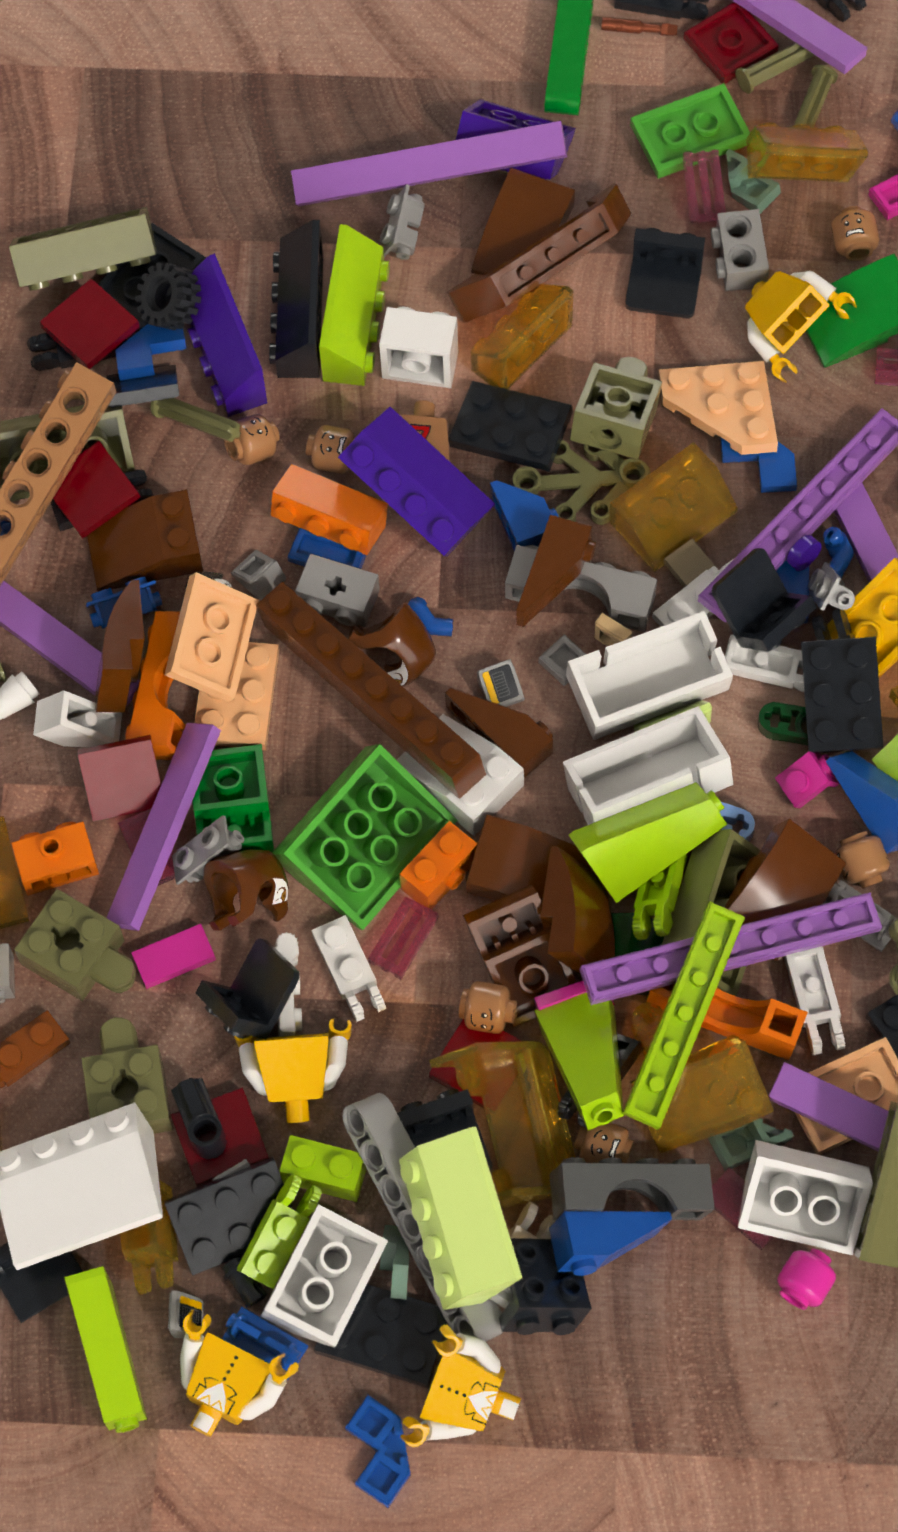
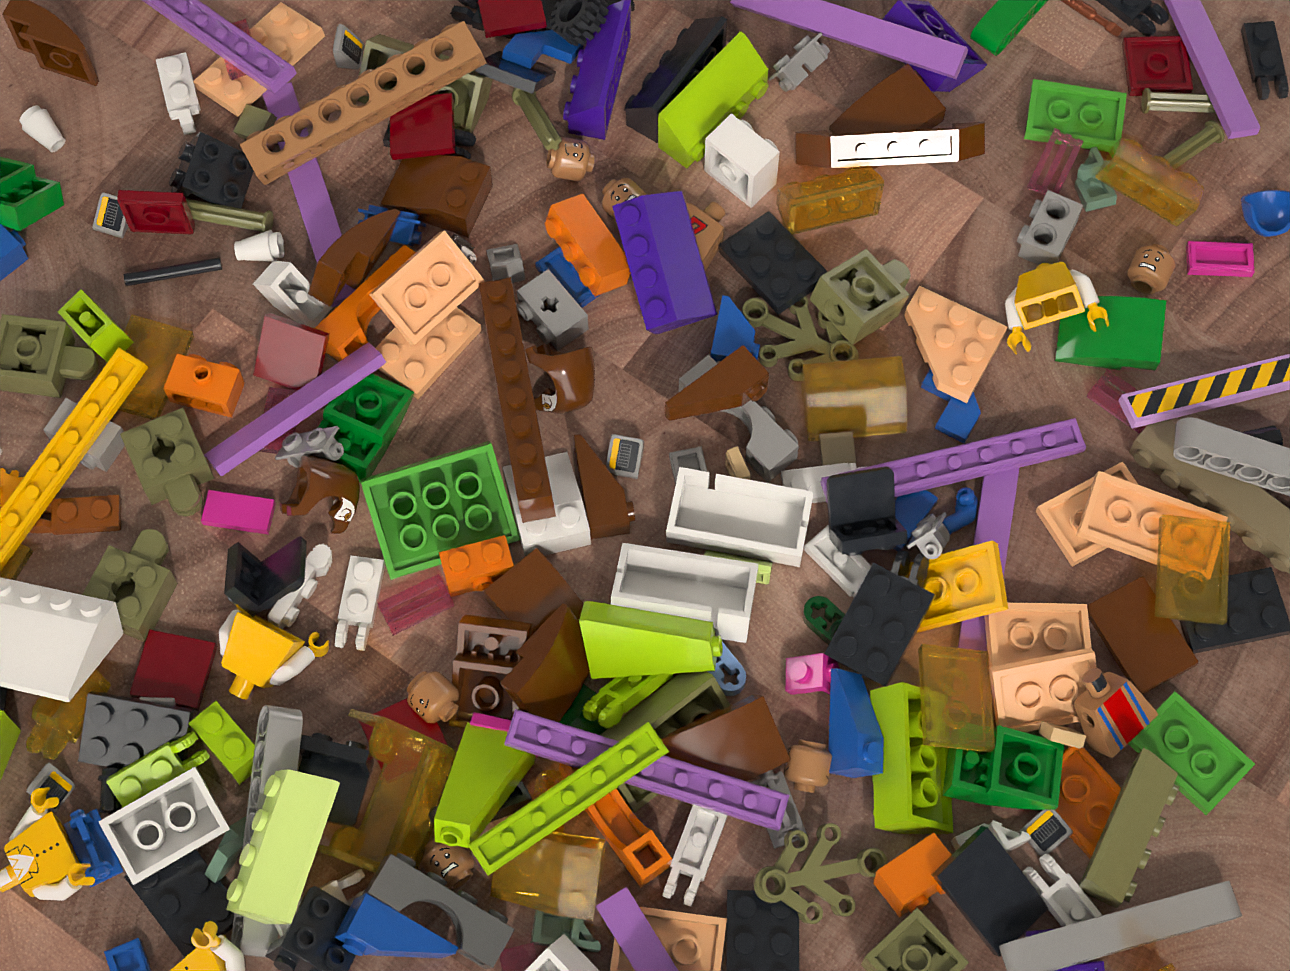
camera: 30 degrees right, 0 degrees up
(199, 1116) = (163, 643): black piece -> none
(434, 625) = (603, 373): blue arm -> none
(665, 273) = (976, 214): black bracket -> none
(803, 552) = (930, 494): dark purple tile -> none

